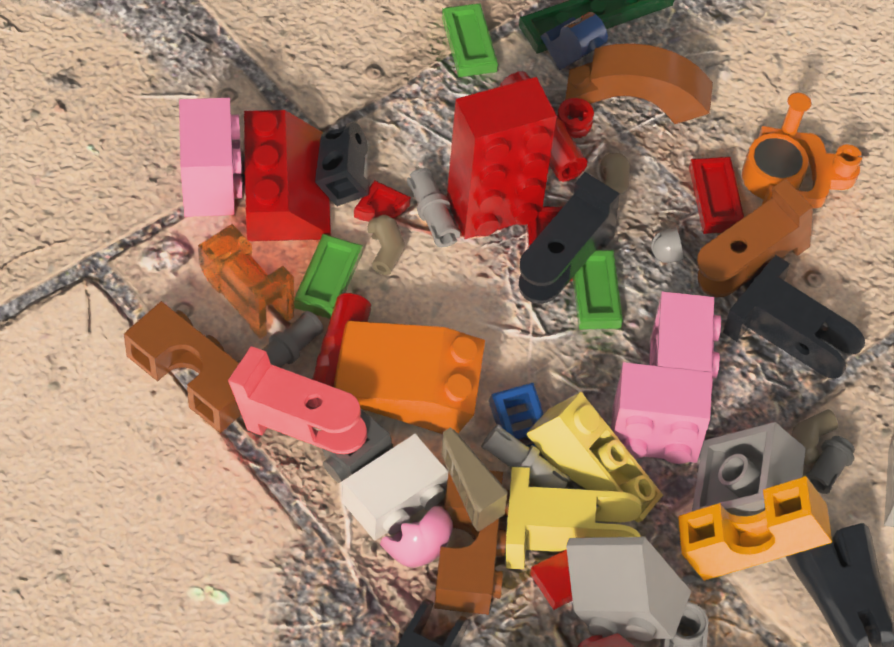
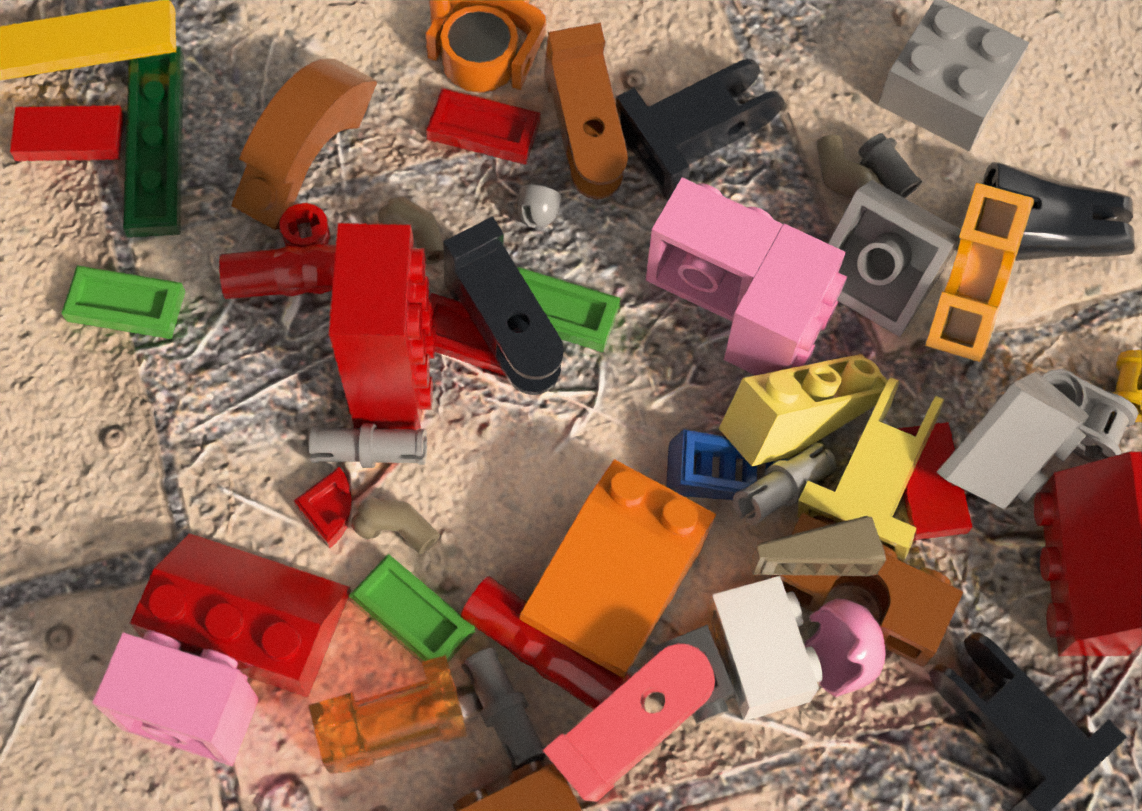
camera: 65 degrees left, 10 degrees up
(342, 164) = (255, 528): black leg -> none
(575, 39) = (206, 178): dark blue leg -> none

